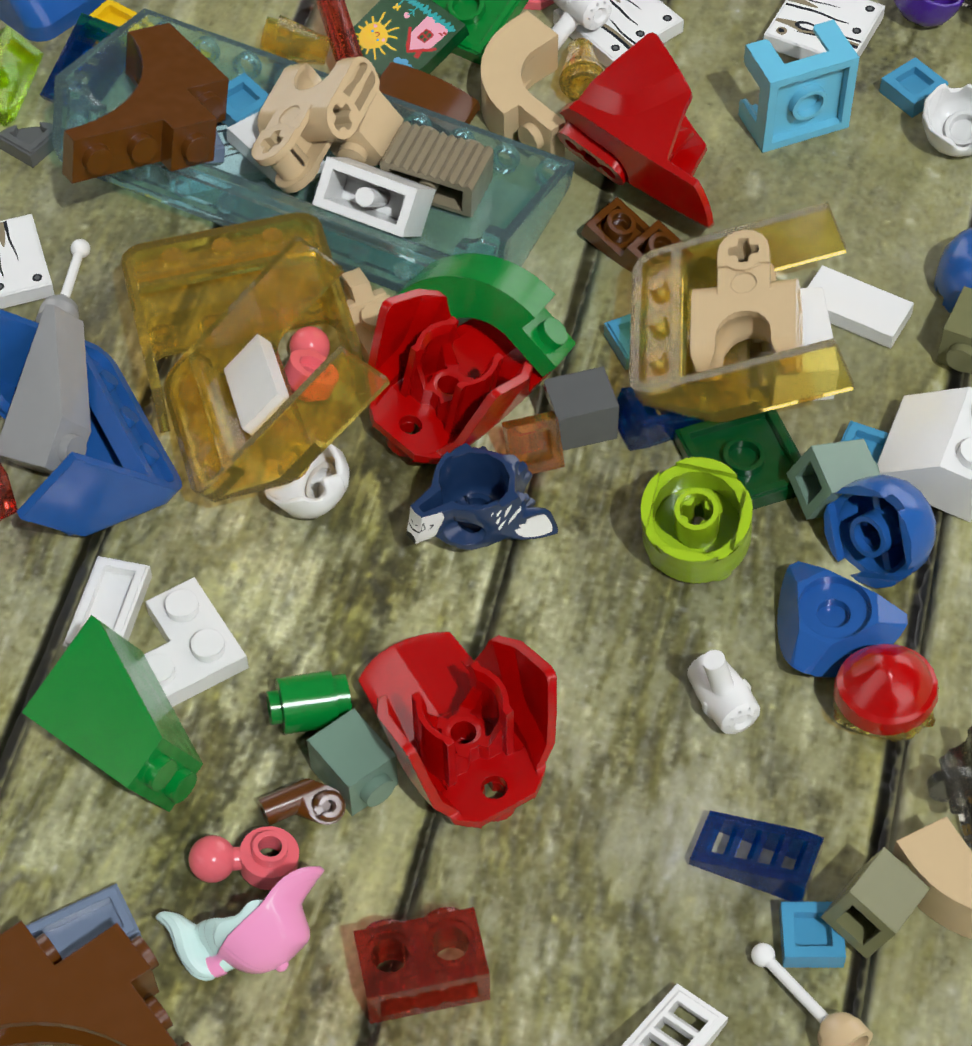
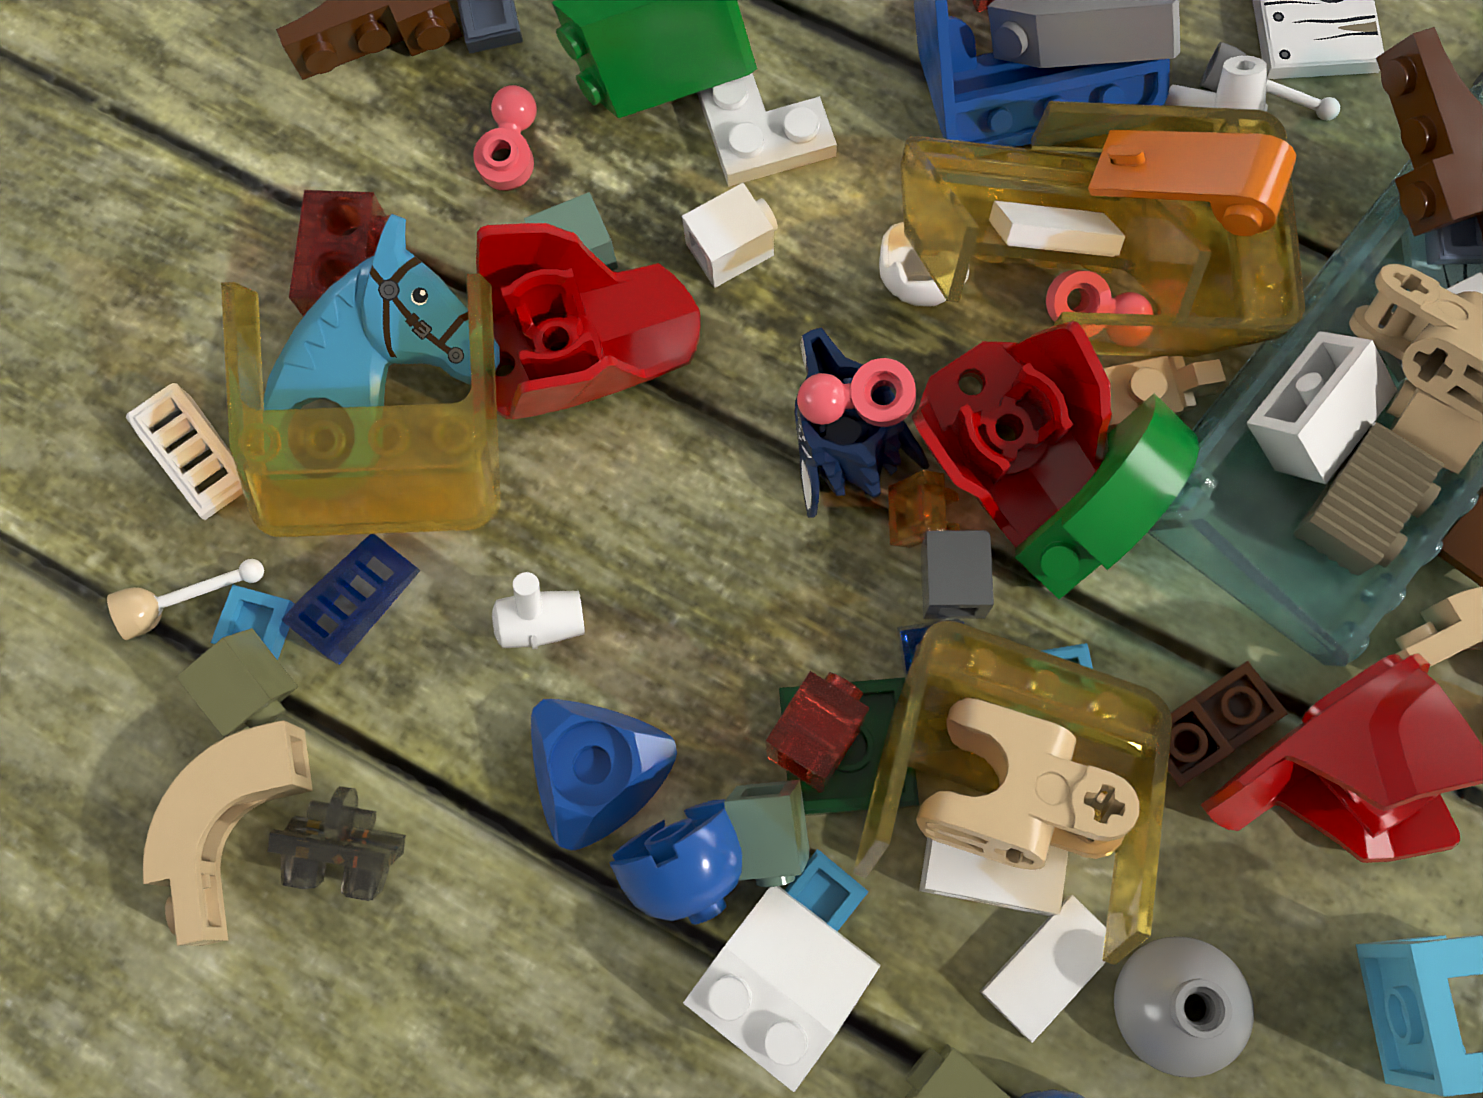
camera: 110 degrees right, 20 degrees up
(101, 293) = (1240, 87): none -> white piece
(112, 596) = (826, 69): white tile -> none
(198, 286) = (1235, 172): none -> orange door
(254, 940) = (422, 119): bright pink hair -> none
(305, 799) = (556, 187): reddish brown arm -> none
(308, 701) = (654, 219): green brick -> none
(312, 633) = (730, 234): none -> white brick
(478, 482) = (825, 398): none -> coral plate
(537, 914) = (369, 319): none -> dark azure animal
(646, 834) = (362, 464): none -> clear yellow windscreen
(689, 491) = (751, 612): lime brick -> none
(755, 437) = (817, 729): none -> clear red brick
(865, 222) = (1152, 1000): none -> light grey piece
(886, 692) = (480, 789): red hair -> none

